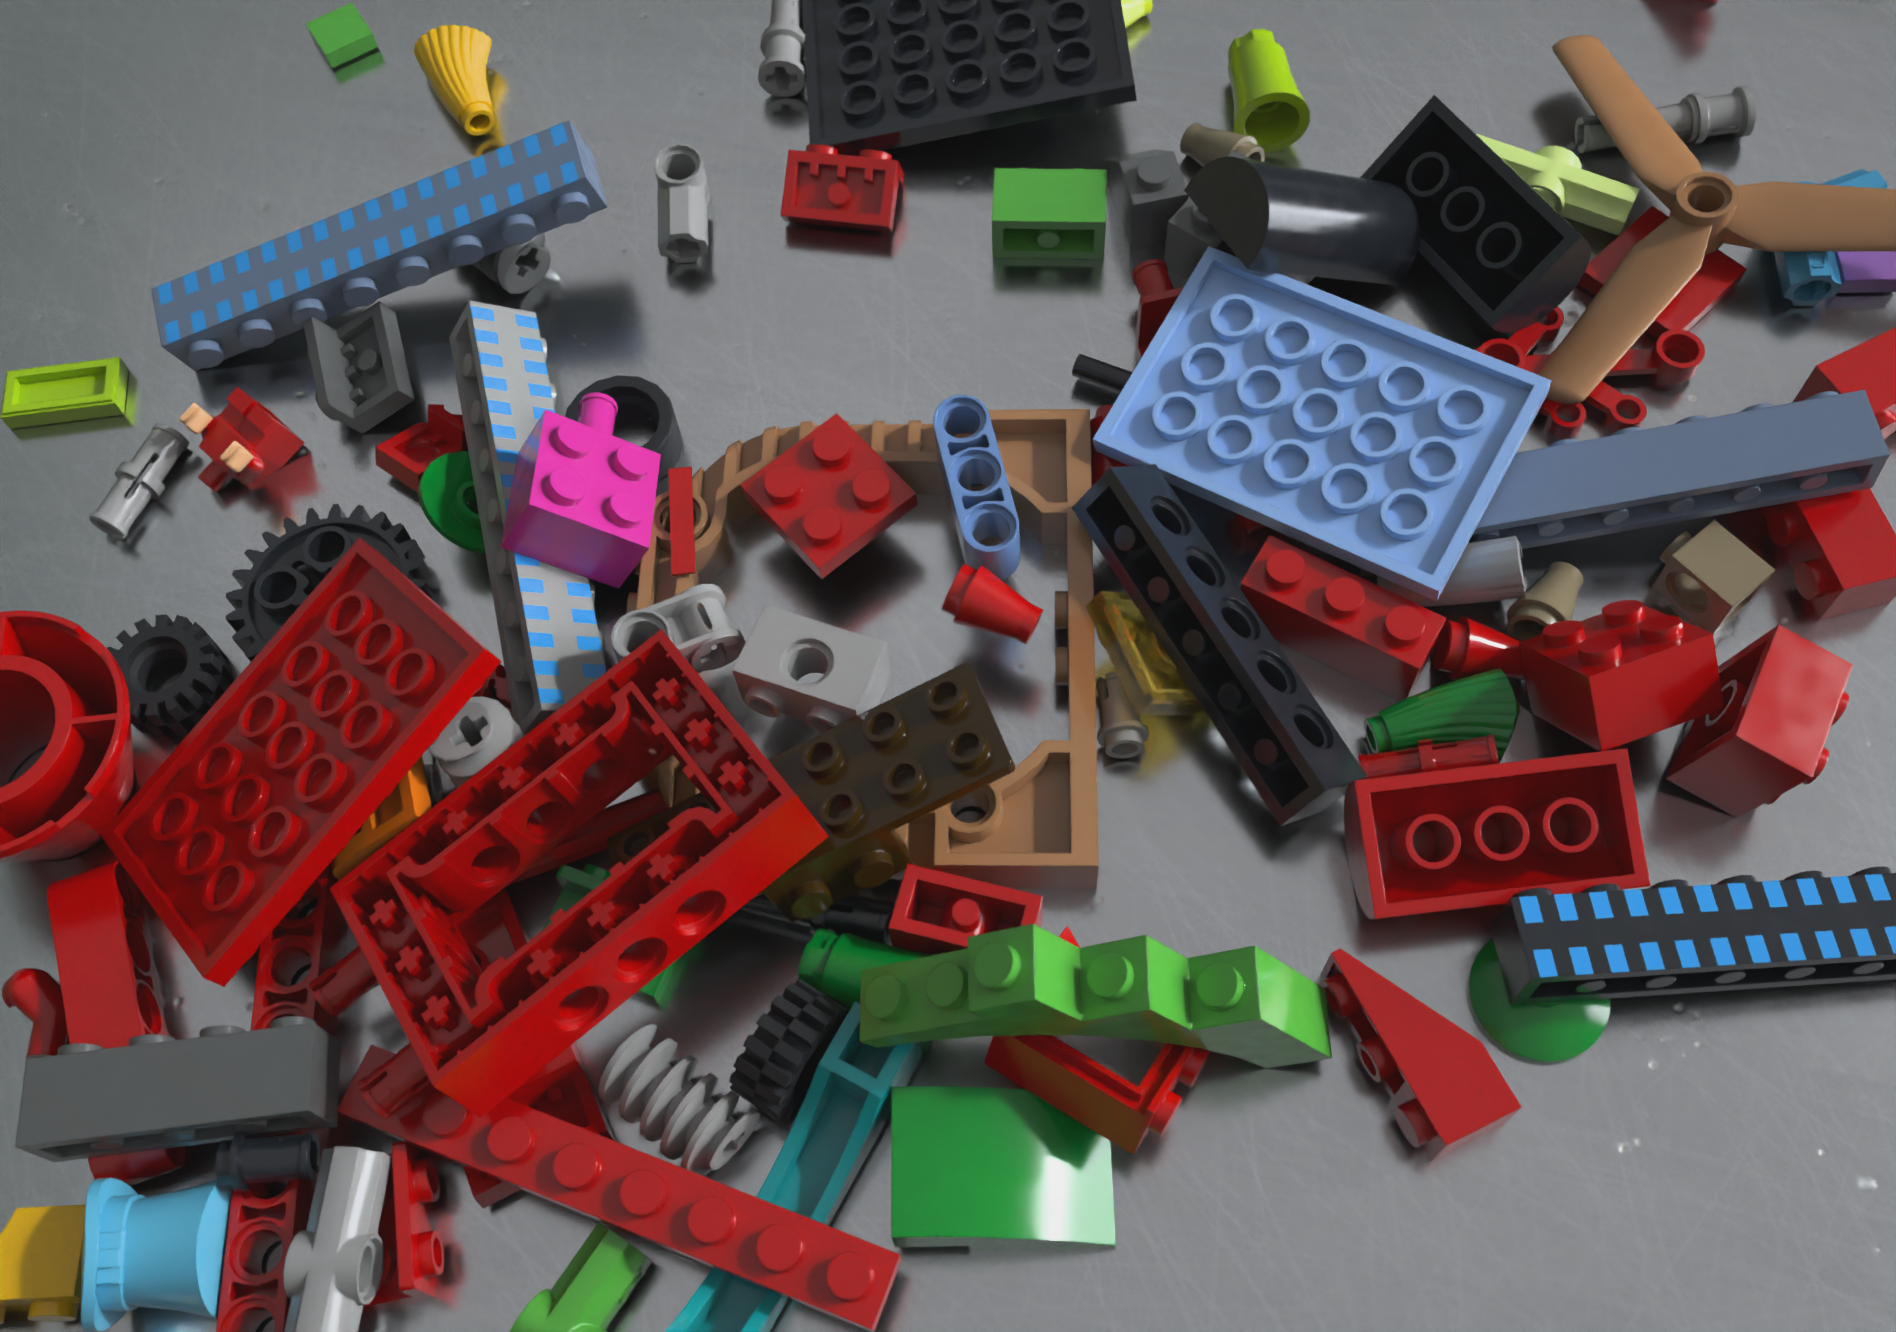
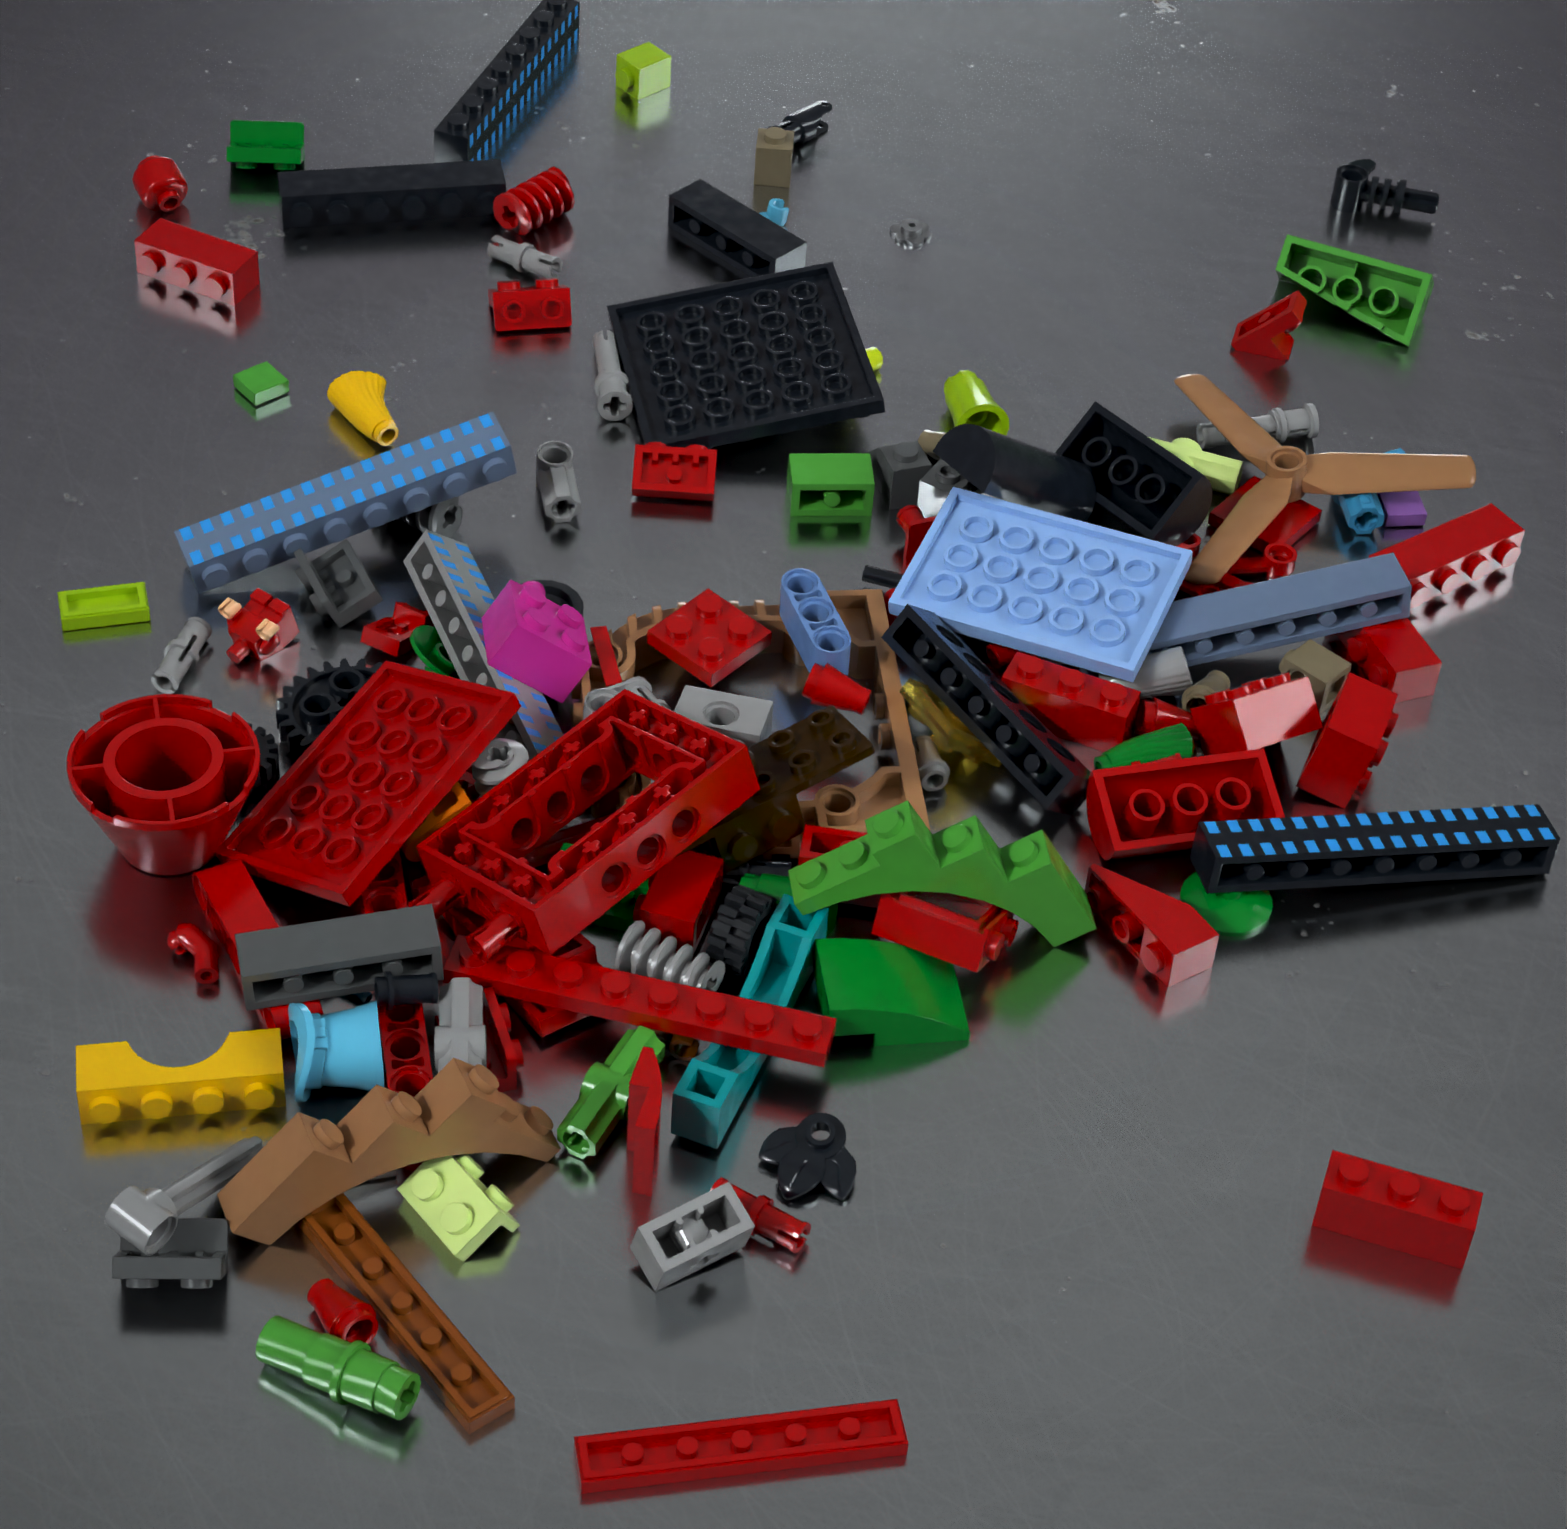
camera: 15 degrees left, 20 degrees down
(717, 982) = (681, 897): none -> red brick

